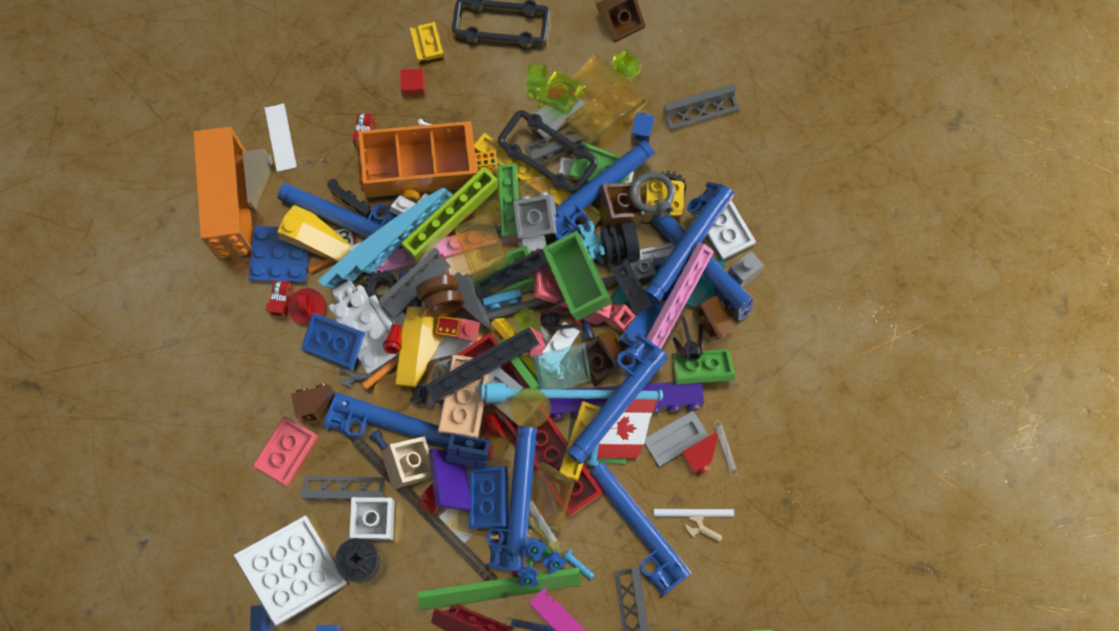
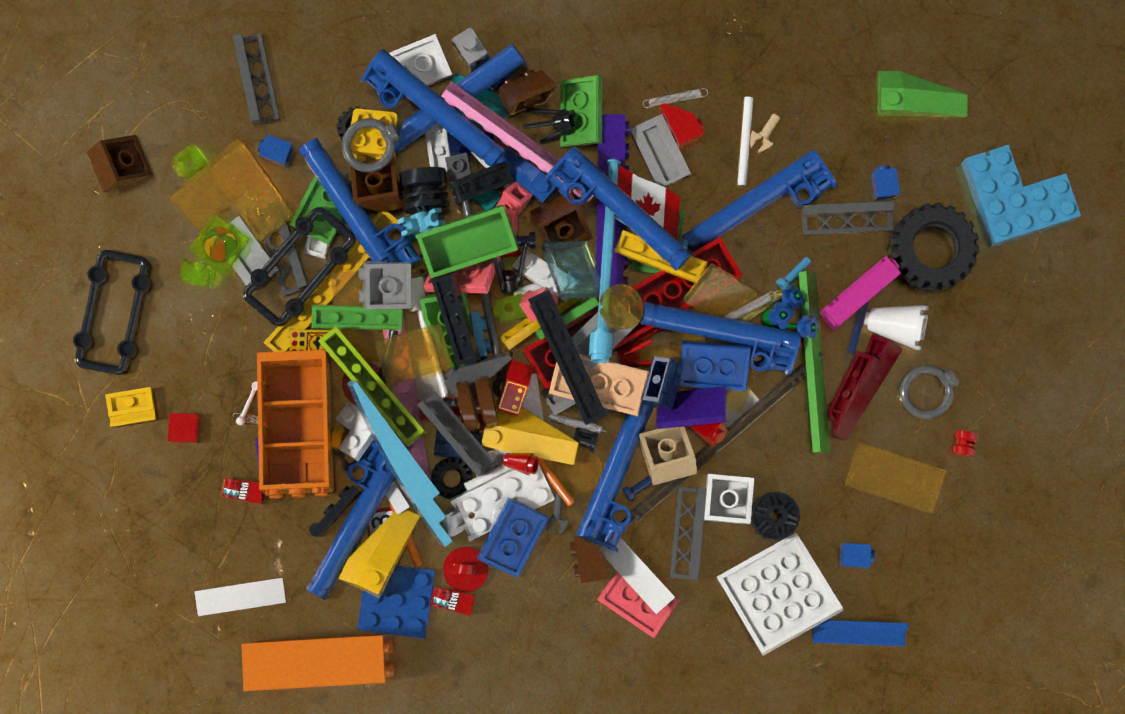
camera: 85 degrees left, 10 degrees up
(257, 172) = (286, 625): dark tan slope -> none
(302, 448) = (638, 576): none -> white sticker

